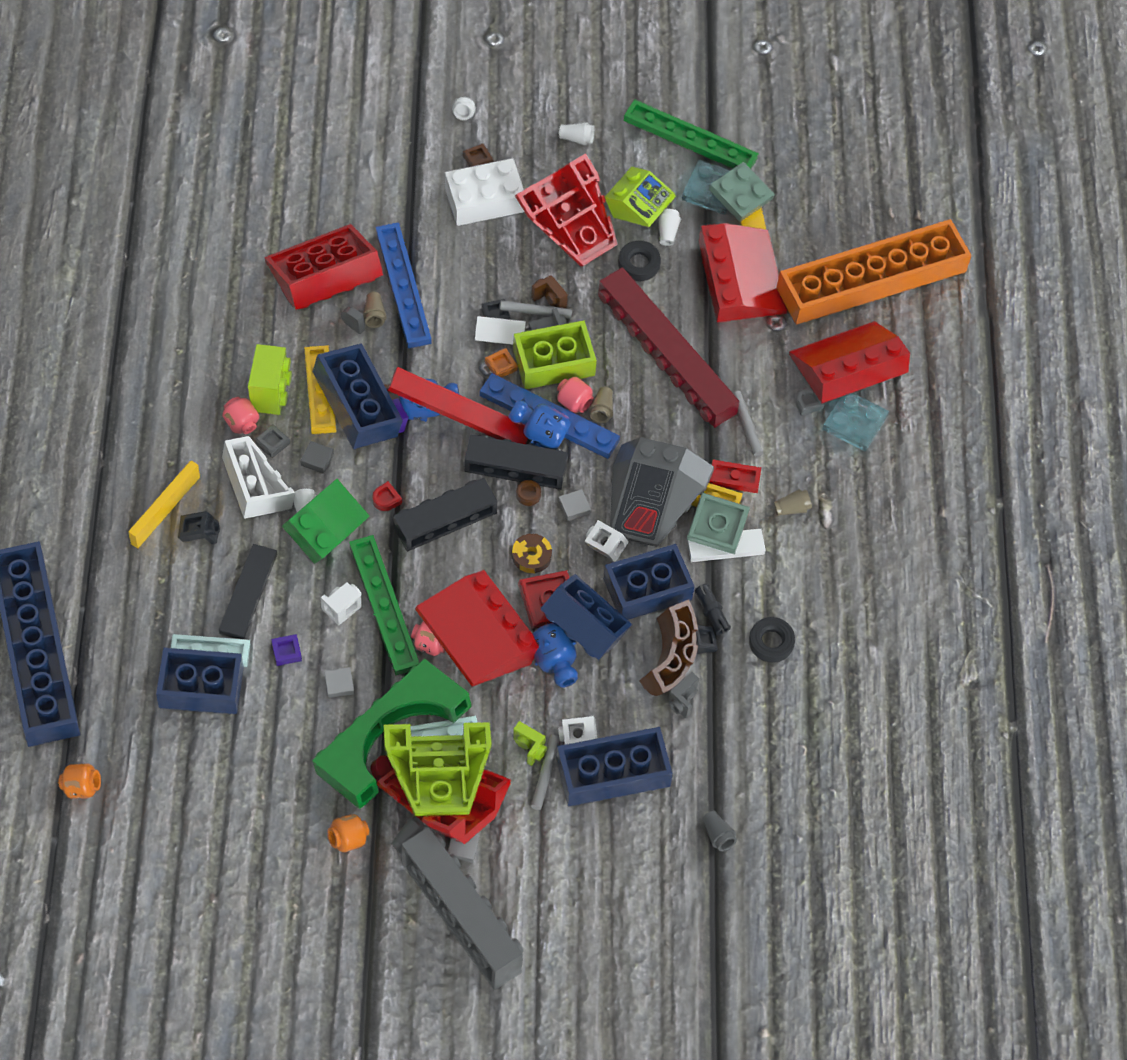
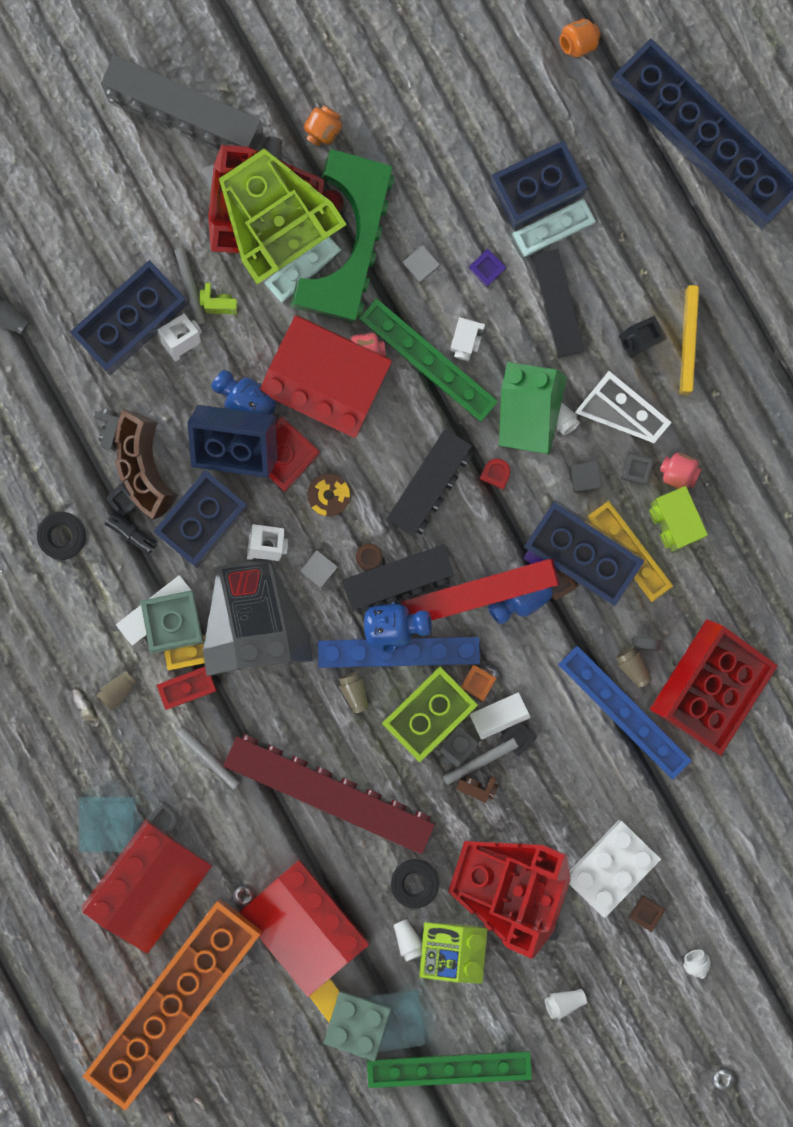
camera: 150 degrees right, 25 degrees up
(575, 395) = (386, 685): coral head -> none

